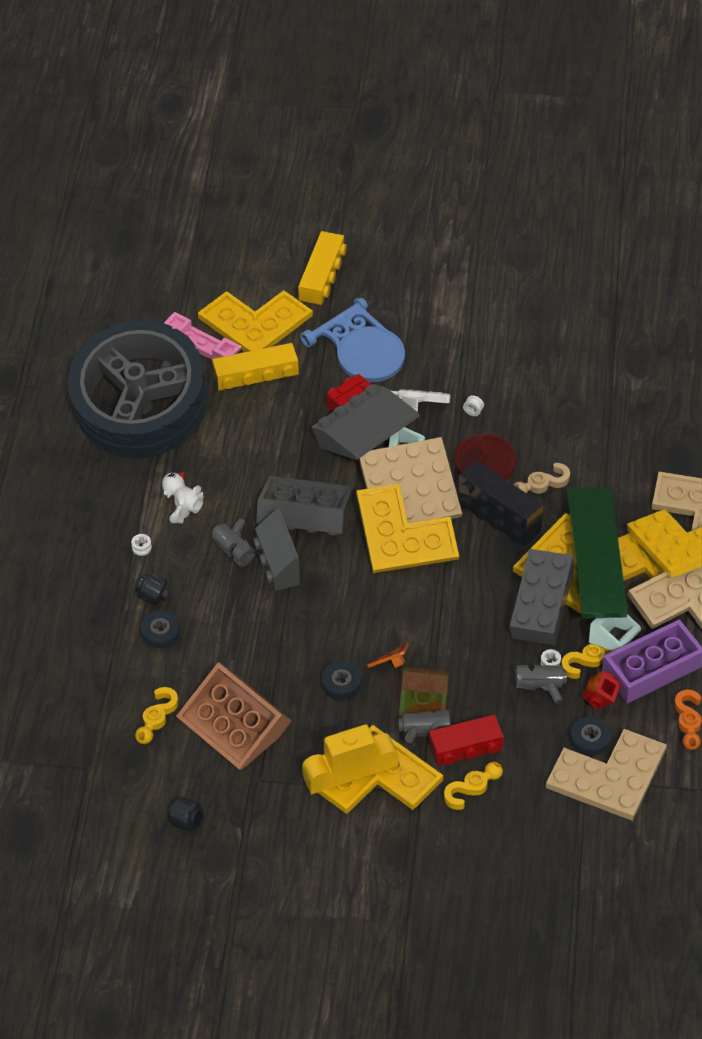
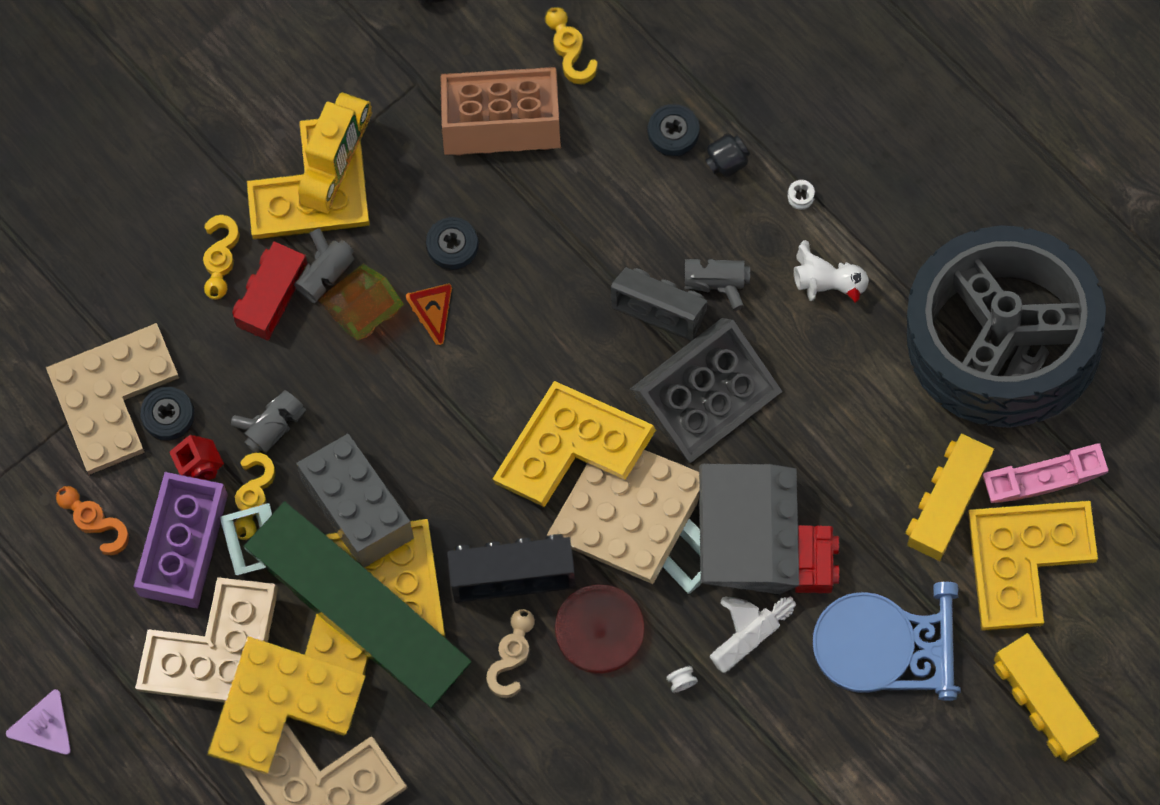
camera: 135 degrees right, 20 degrees up
(550, 654) = (280, 464): white bush -> none

